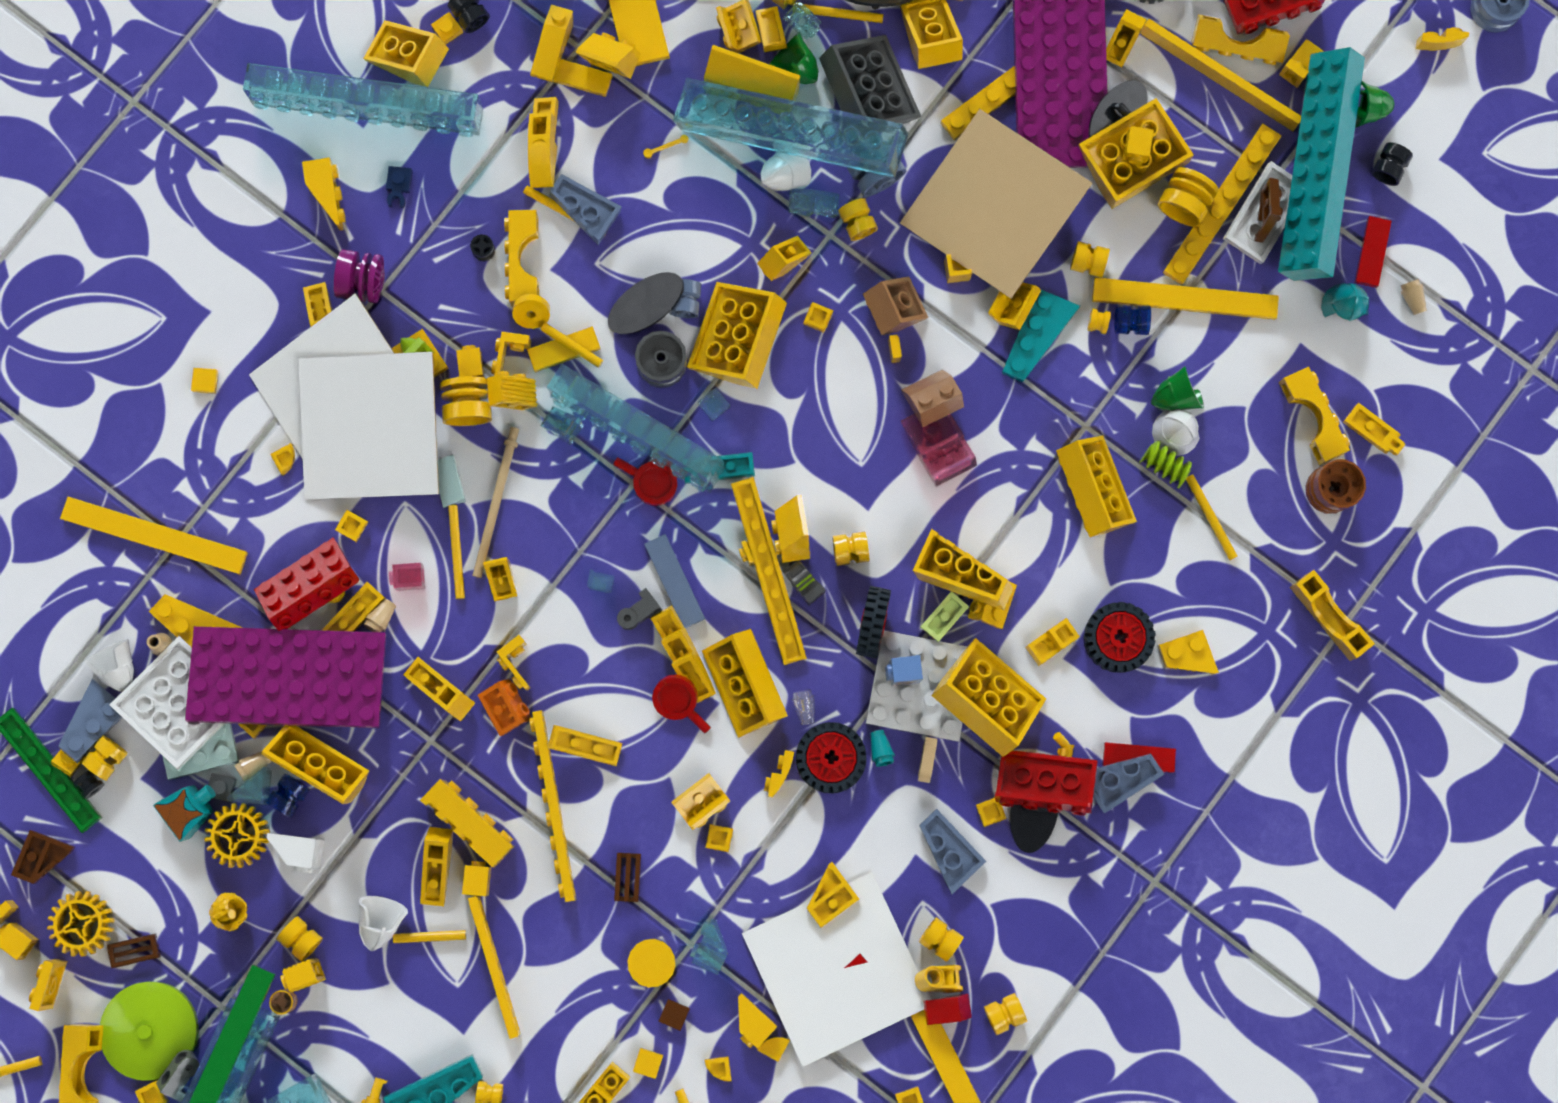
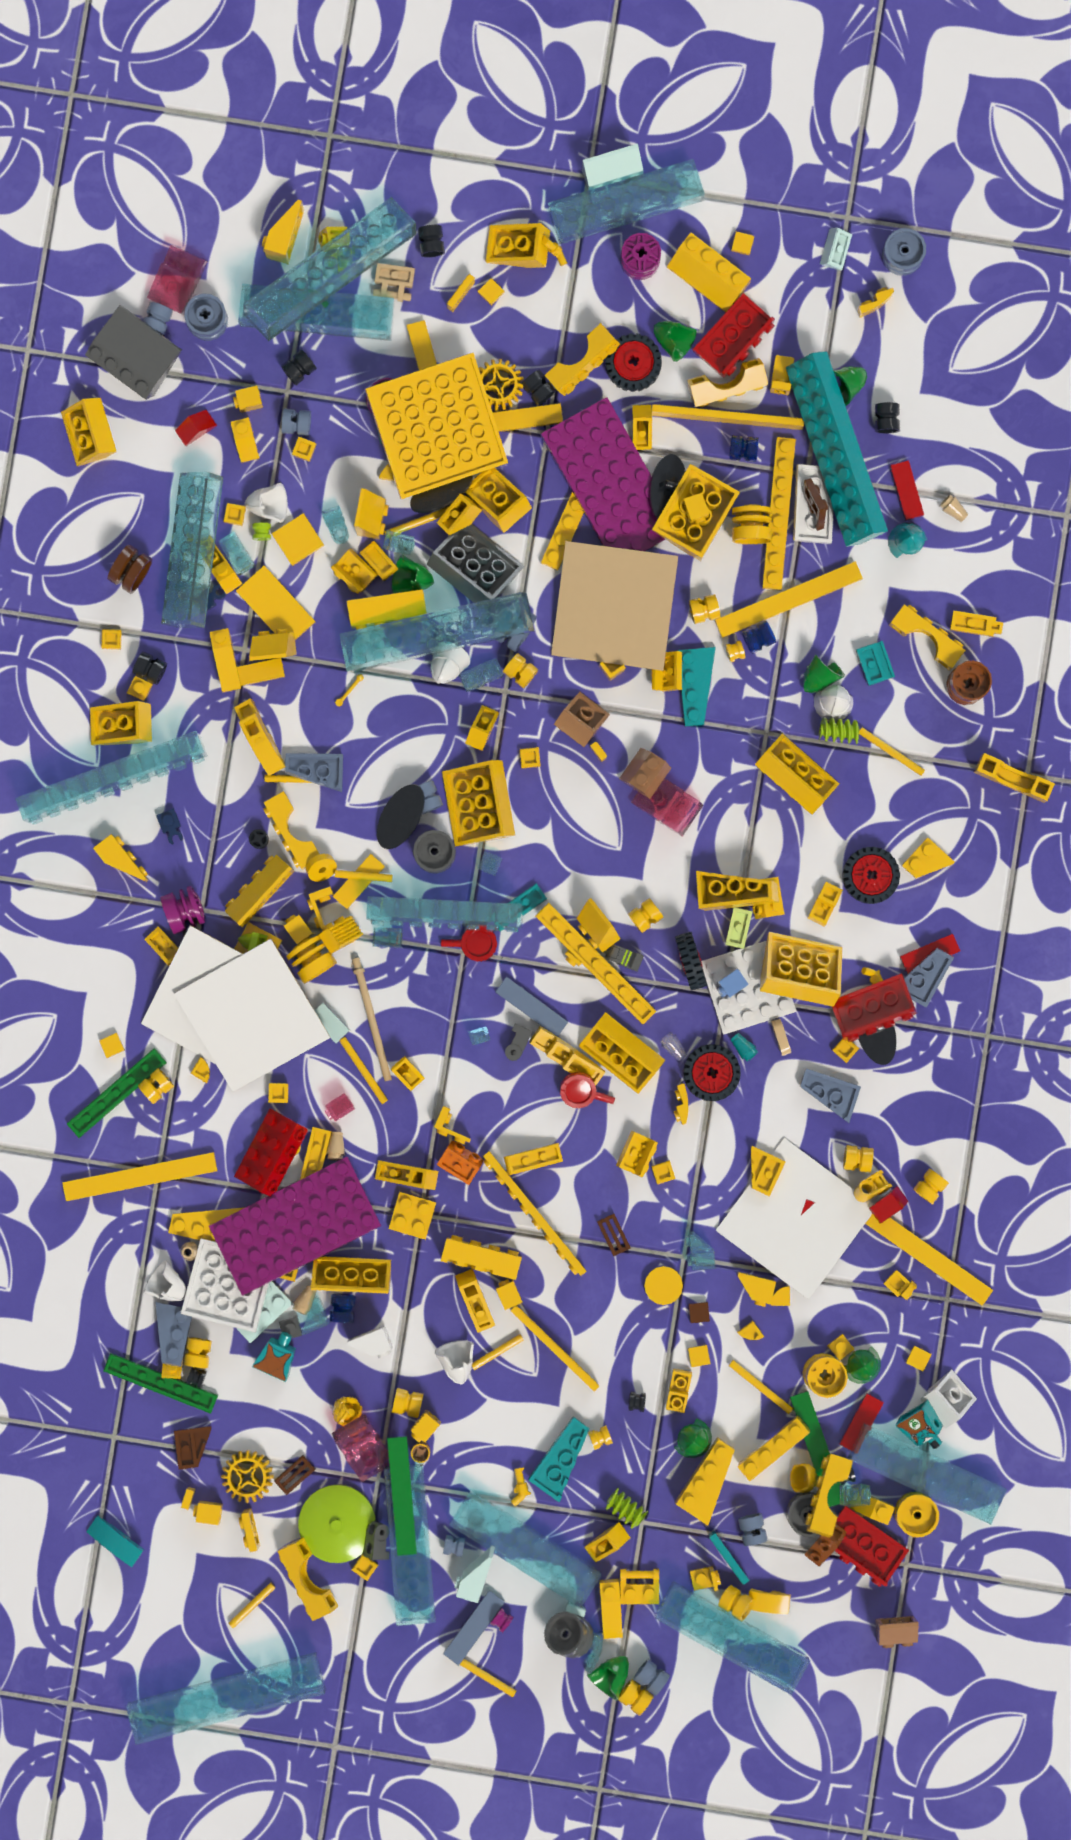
camera: 25 degrees left, 5 degrees up
(180, 433) = (116, 1093): none -> green tile
(216, 447) = (151, 1091): none -> yellow wheel
(217, 832) = (306, 1360): yellow gear -> none
(221, 960) = (362, 1447): none -> clear pink slope
(421, 736) = (412, 1215): none -> yellow plate
(452, 301) = (259, 891): none -> yellow slope
(551, 1076) = (637, 1401): none -> black wheel
(882, 24) = (459, 514): none -> yellow slope
(1227, 121) = (750, 449): none -> clear blue wheel
(1243, 414) = (875, 663): none -> teal plate

